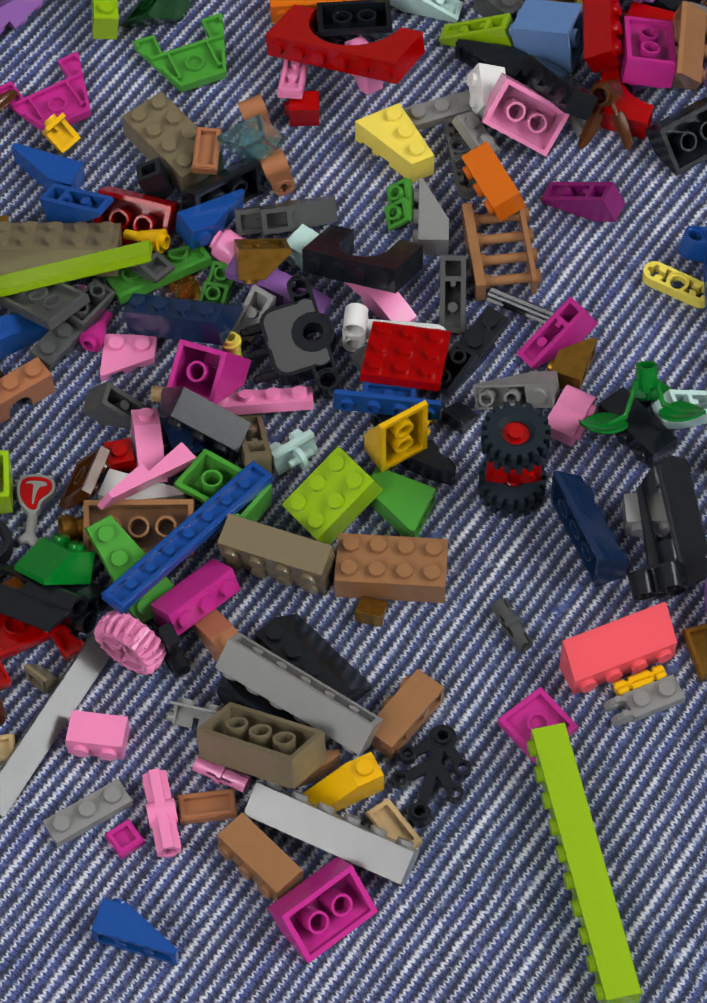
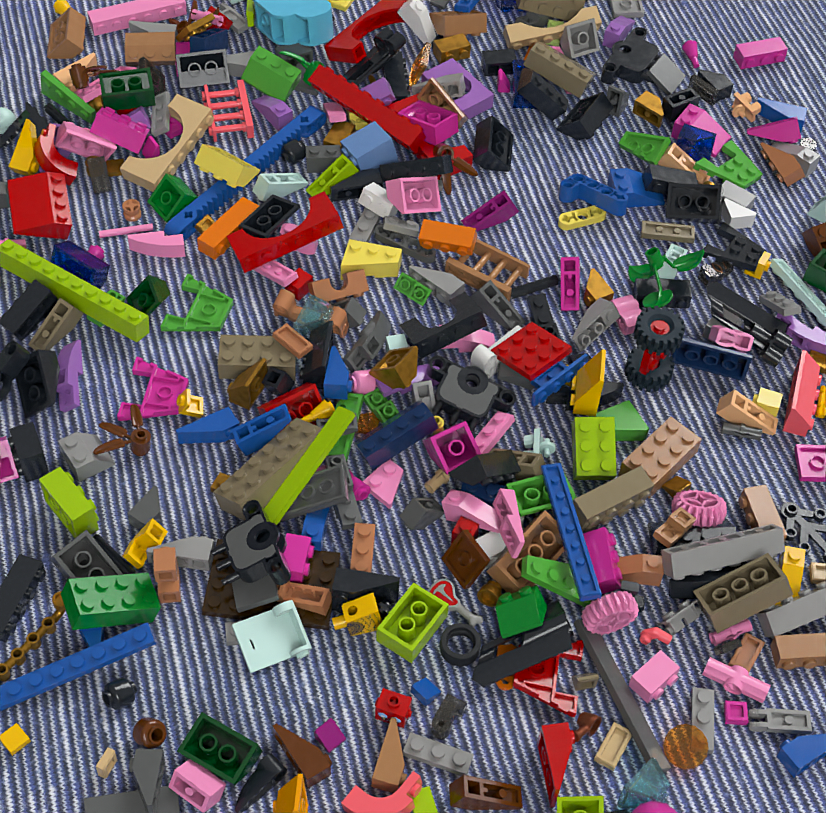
camera: 55 degrees left, 5 degrees down
(36, 813) = (686, 747): none -> clear orange tile
(123, 158) = (248, 385): none -> pearl gold slope
(149, 887) = (781, 721): none -> light grey hinge
(155, 705) = (654, 633): none -> coral arm
(195, 779) = (727, 646): none -> clear smoke tile
(285, 631) = (674, 528): none -> medium nougat slope
(306, 174) = (354, 311): none -> dark grey slope
(310, 134) = (354, 284): none -> nougat arch
(347, 642) = (704, 506): none -> bright pink gear
(538, 615) = (739, 409): none -> light nougat slope
(574, 620) = (768, 400): none -> light yellow brick
(616, 522) = (731, 338): none -> bright pink brick

